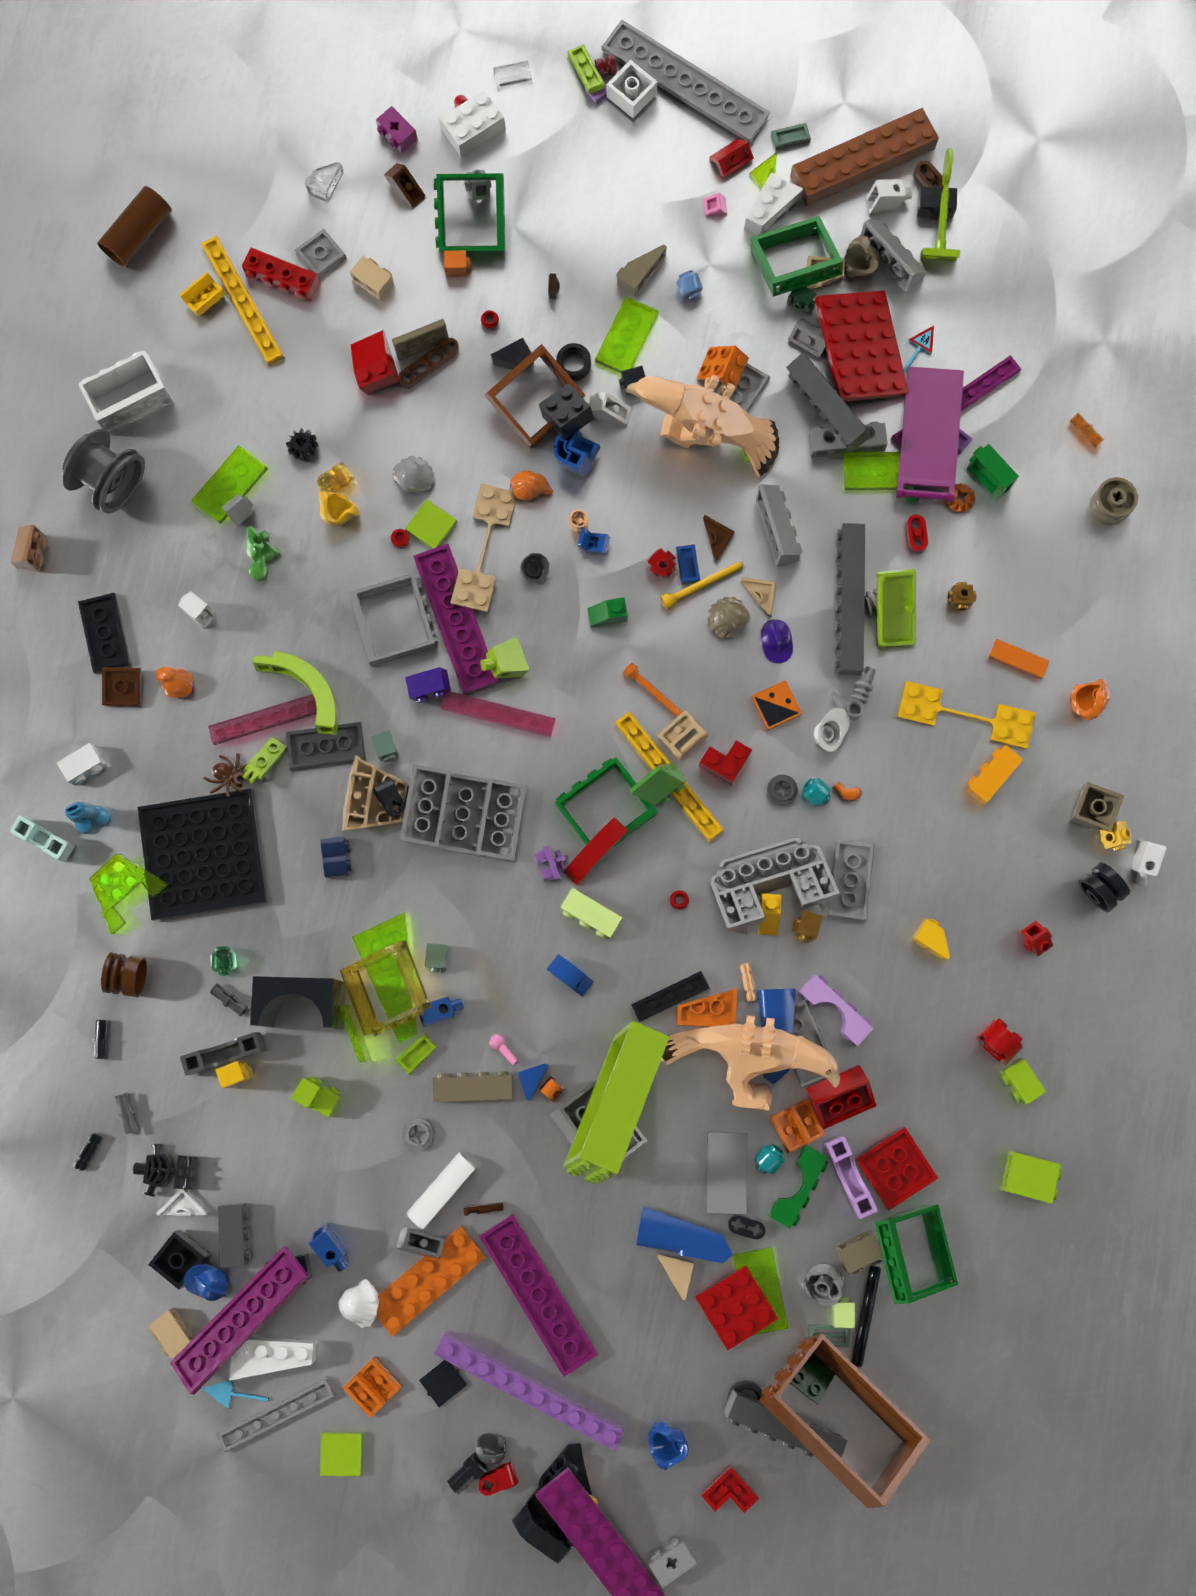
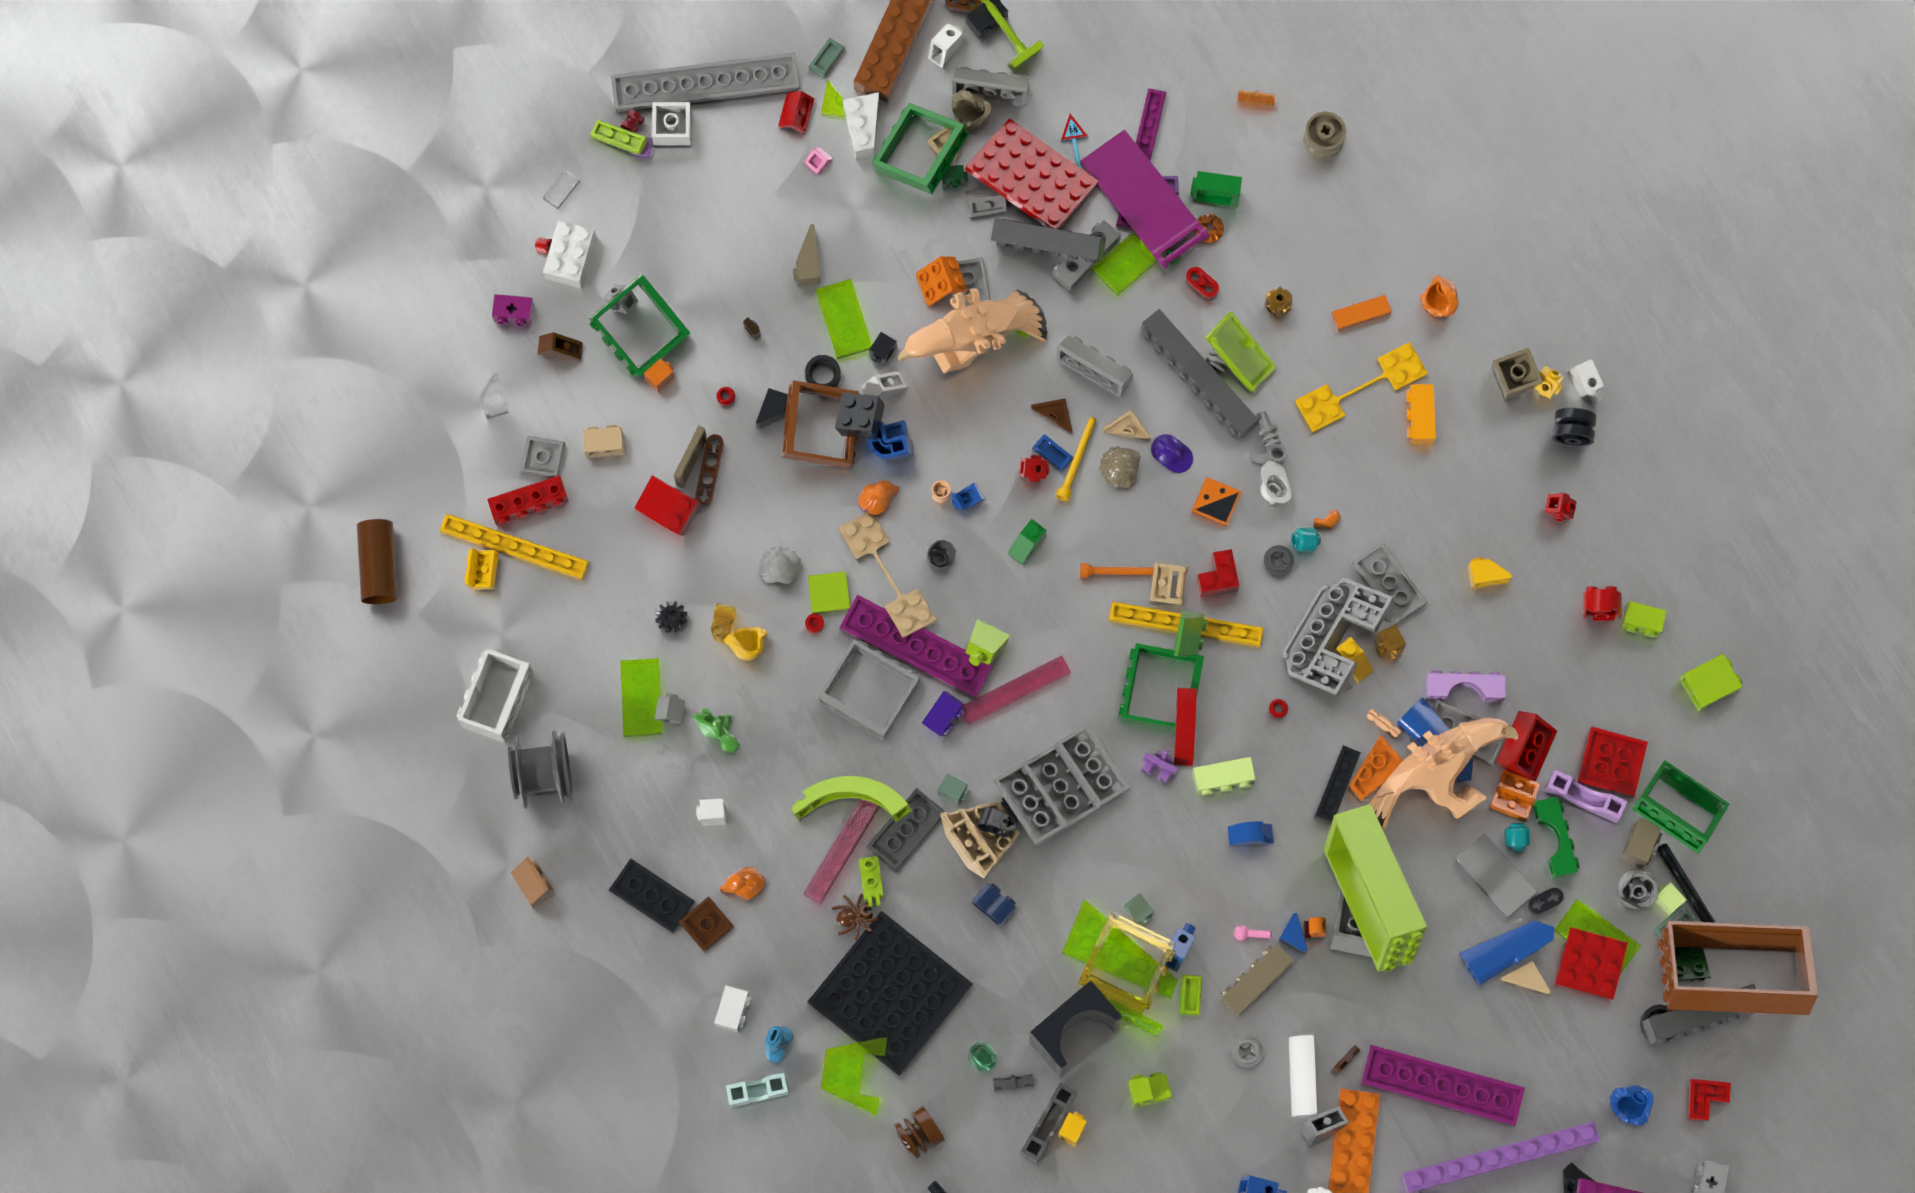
camera: 45 degrees left, 5 degrees down
(689, 284) = (857, 238): medium blue head -> none

